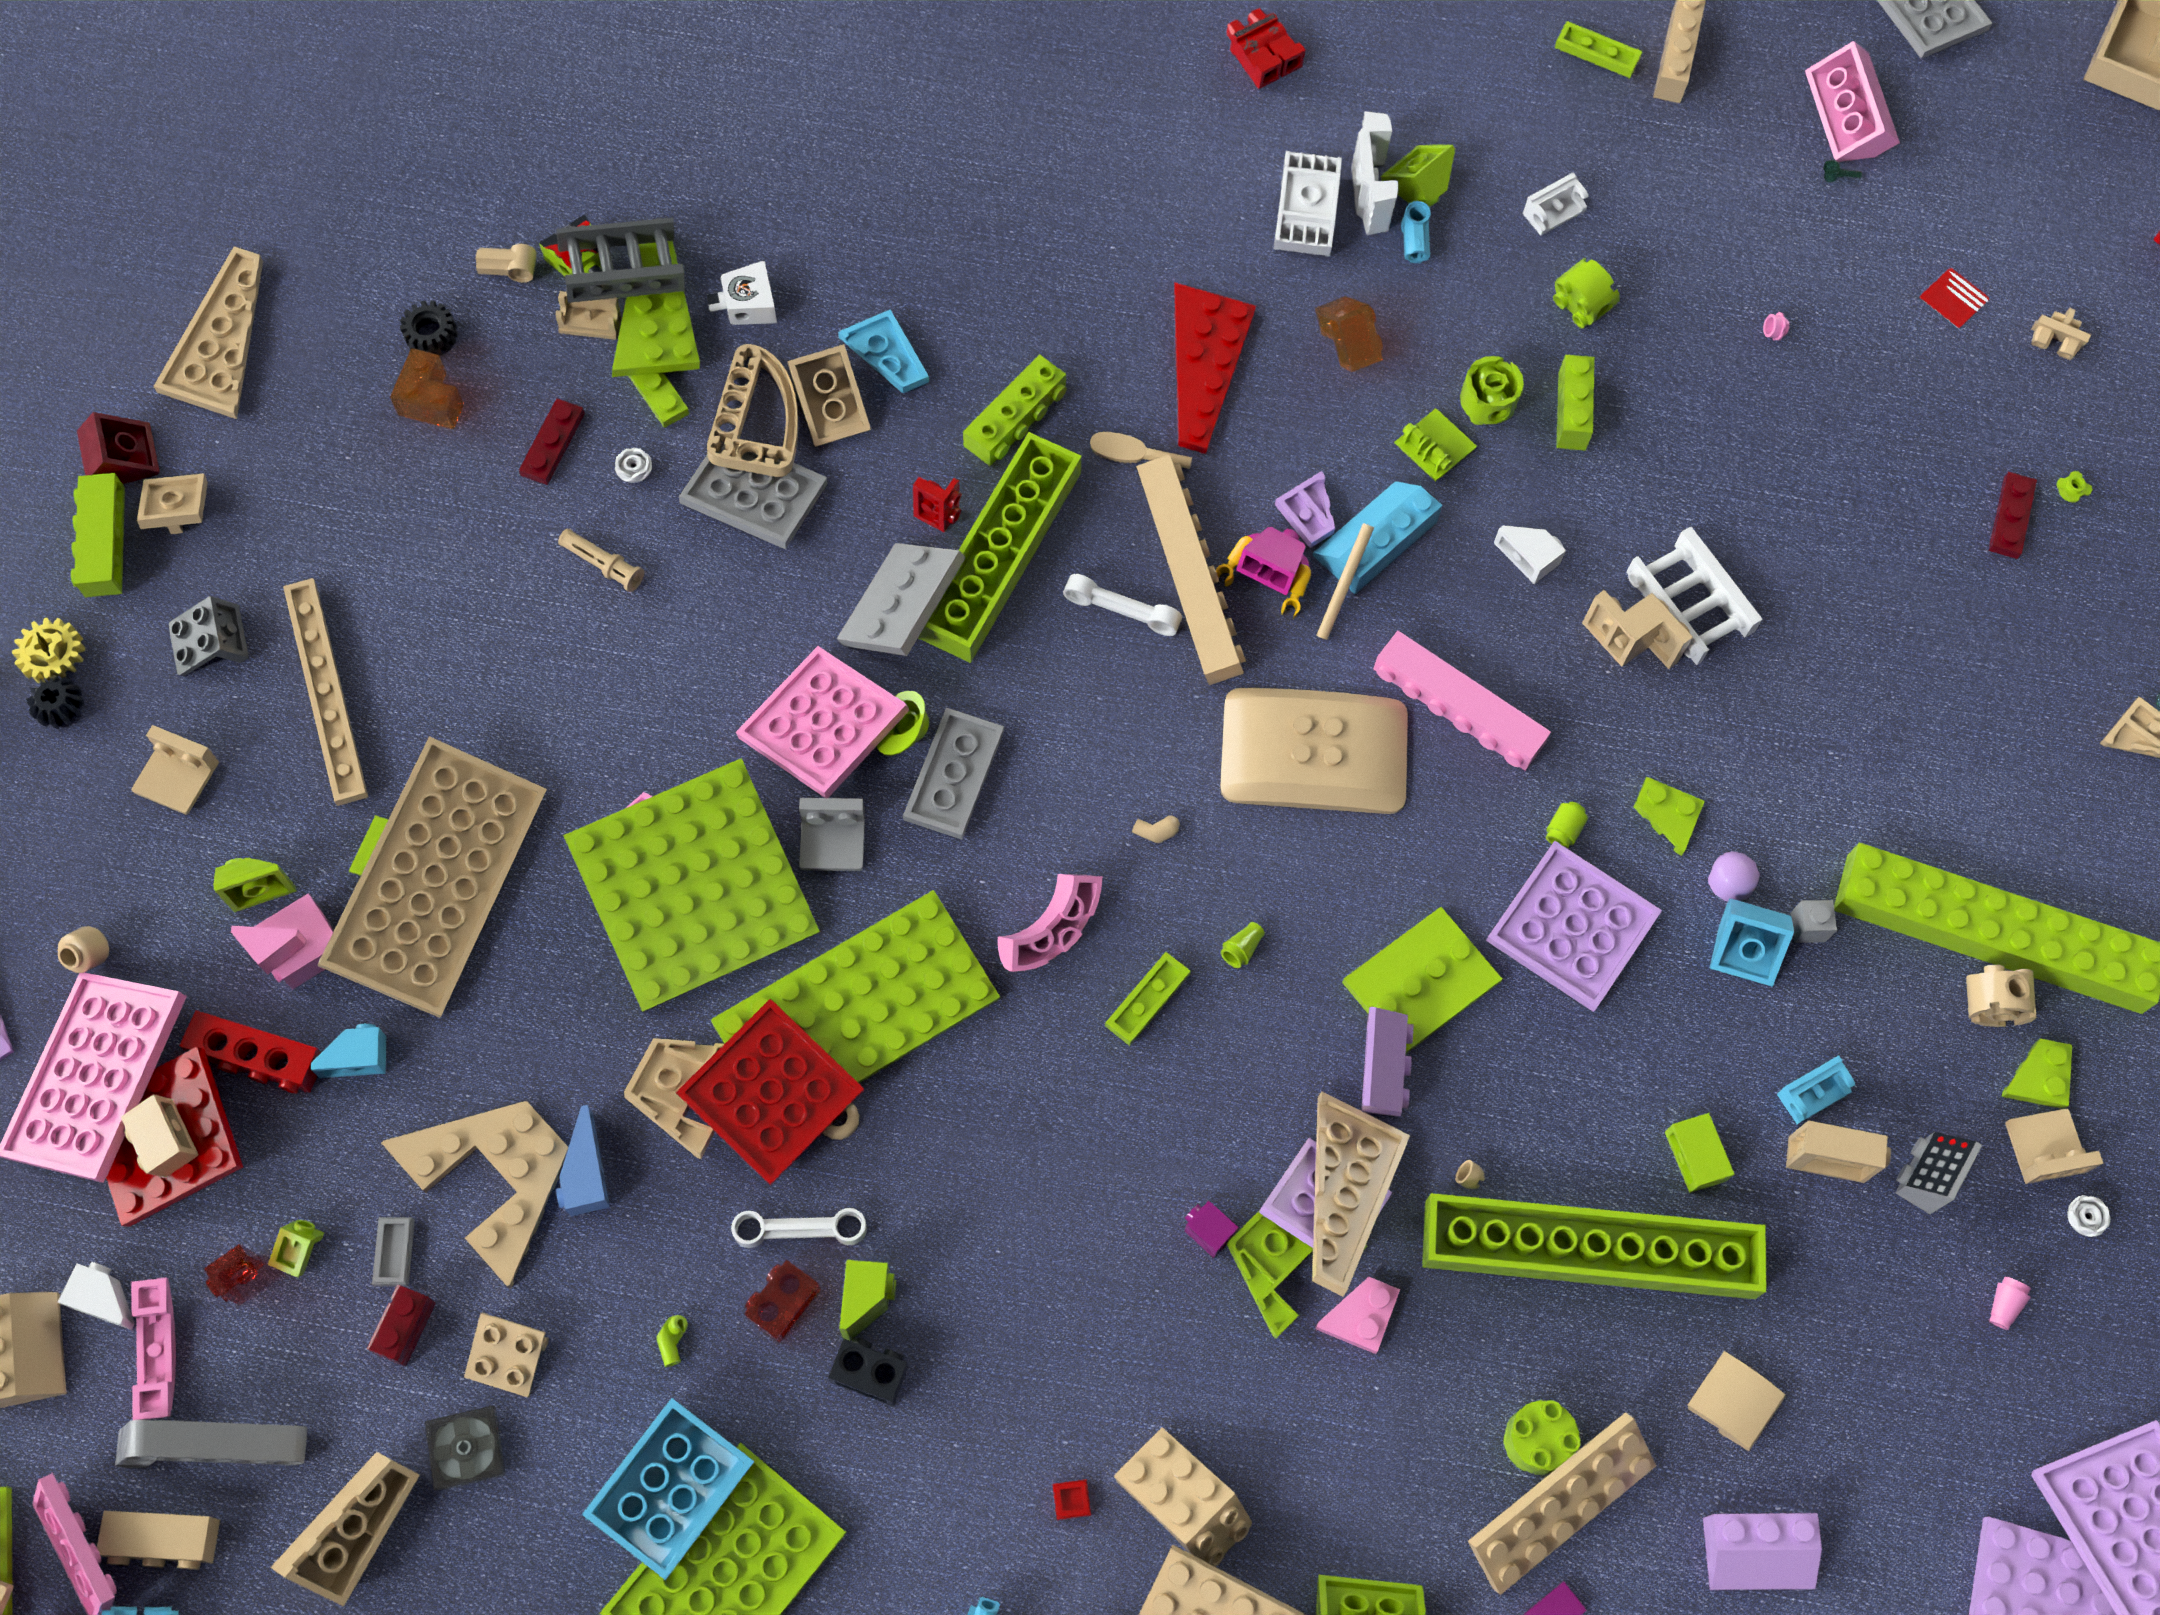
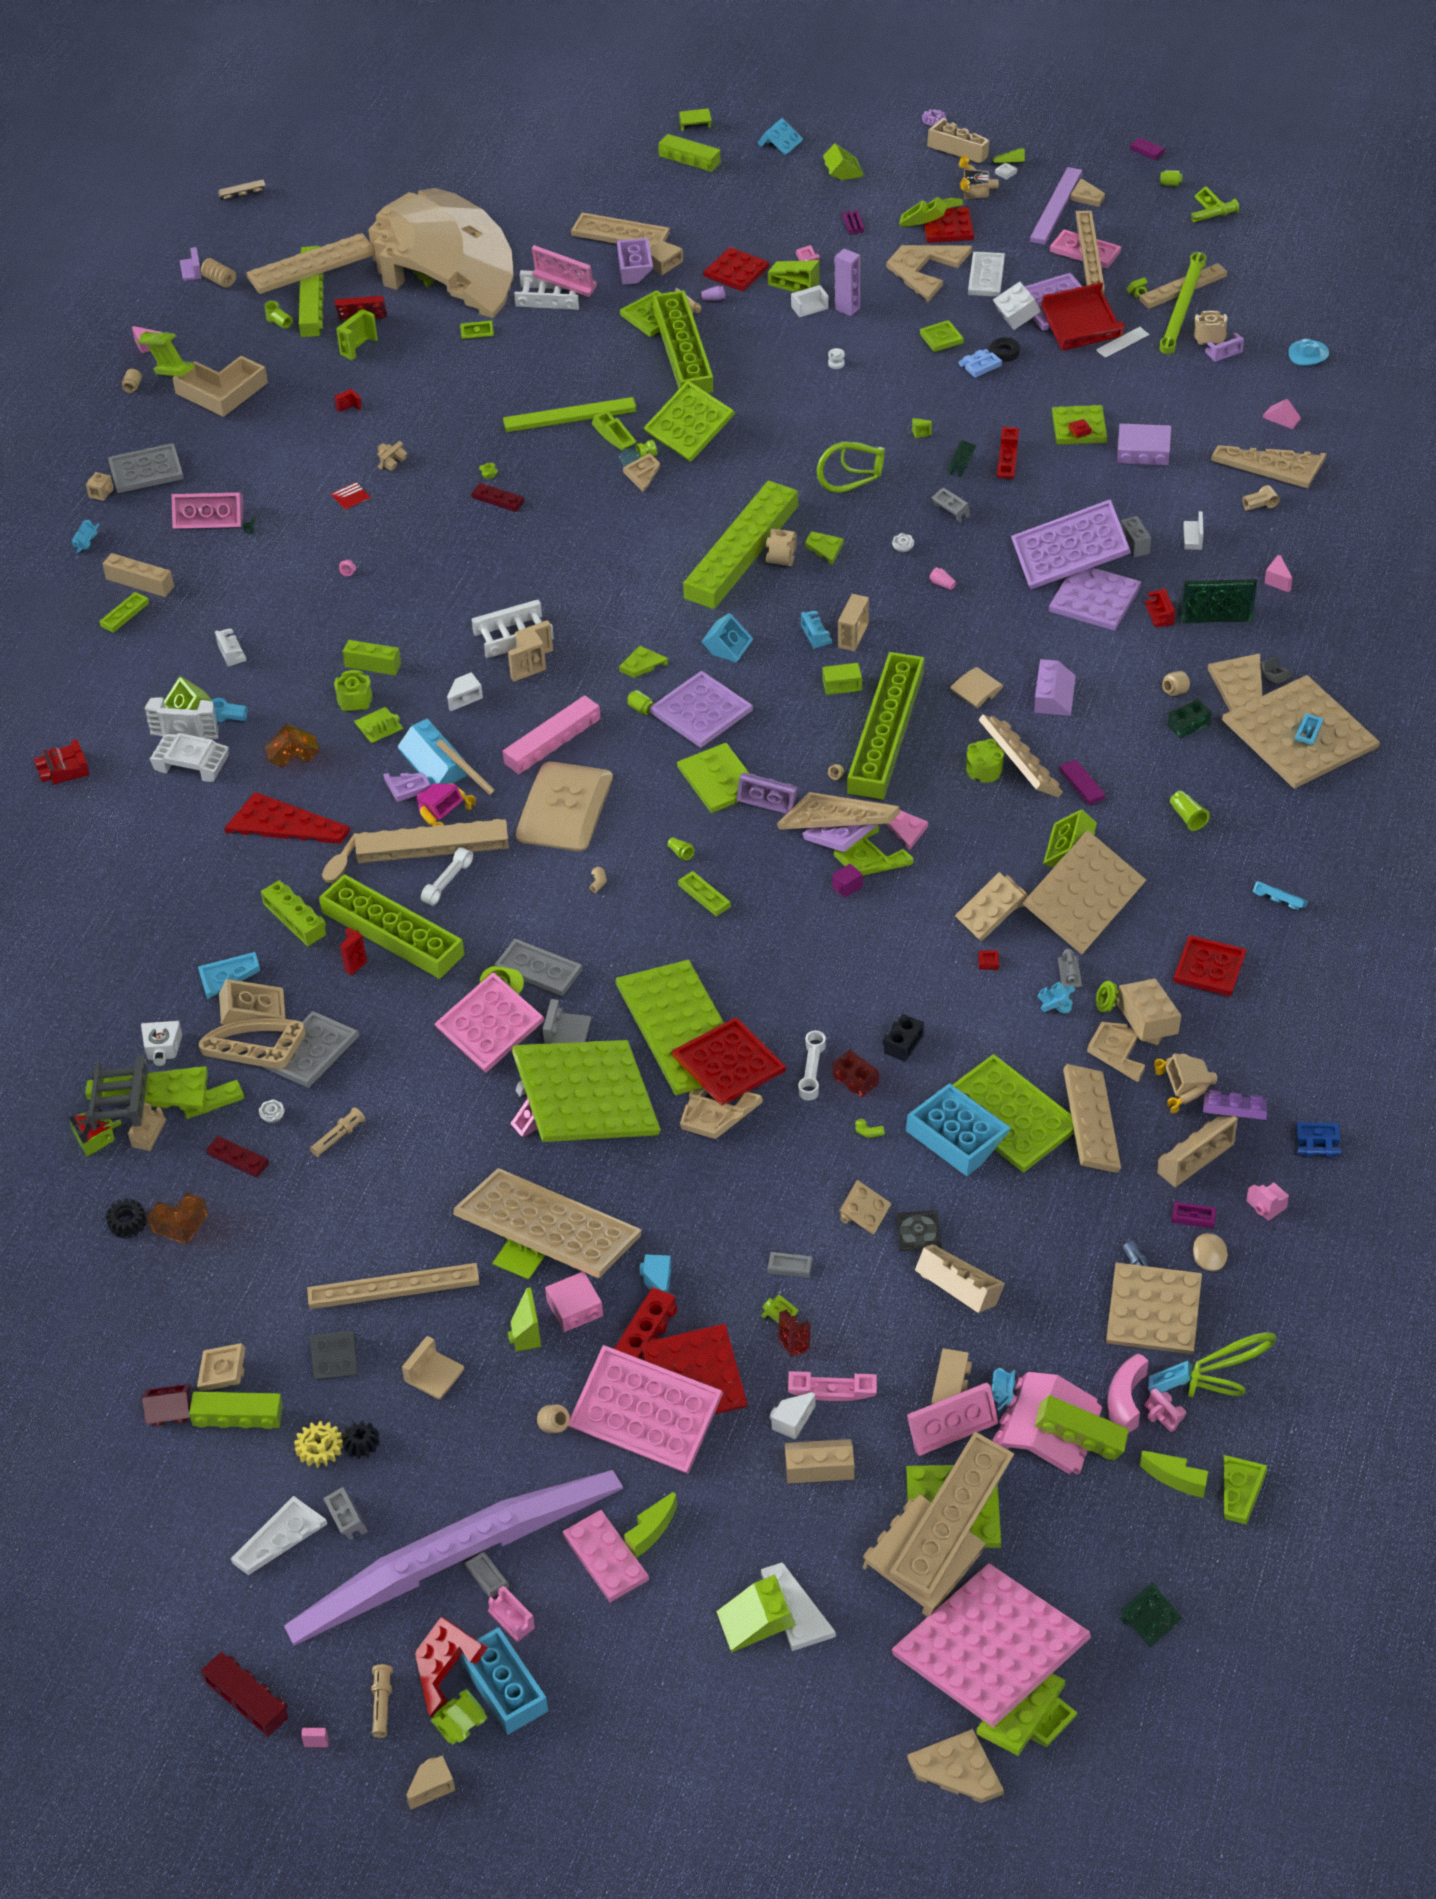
camera: 75 degrees left, 20 degrees down
(158, 1136) = (699, 1359): brick -> none
(187, 1441) = (896, 1356): light grey beam -> none
(214, 349) = (95, 1344): tan wing -> none
(269, 945) = (580, 1302): bright pink slope -> none
(401, 1325) = (839, 1255): dark red brick -> none
(516, 262) = (88, 1166): tan piece -> none
(520, 1149) = (741, 1195): tan wing -> none
(582, 1173) = (755, 1162): medium blue slope -> none
(865, 1295) = (861, 1030): lime slope -> none
(901, 598) = (416, 974): light grey plate -> none
(1057, 928) = (649, 929): bright pink brick -> none
(1586, 292) = (300, 639): lime brick -> none
(1733, 876) = (687, 641): lavender hair -> none
(1813, 921) = (720, 608): light grey brick -> none
(1936, 1170) = (873, 584): slope -> none
(2049, 1147) = (865, 549): tan bracket -> none

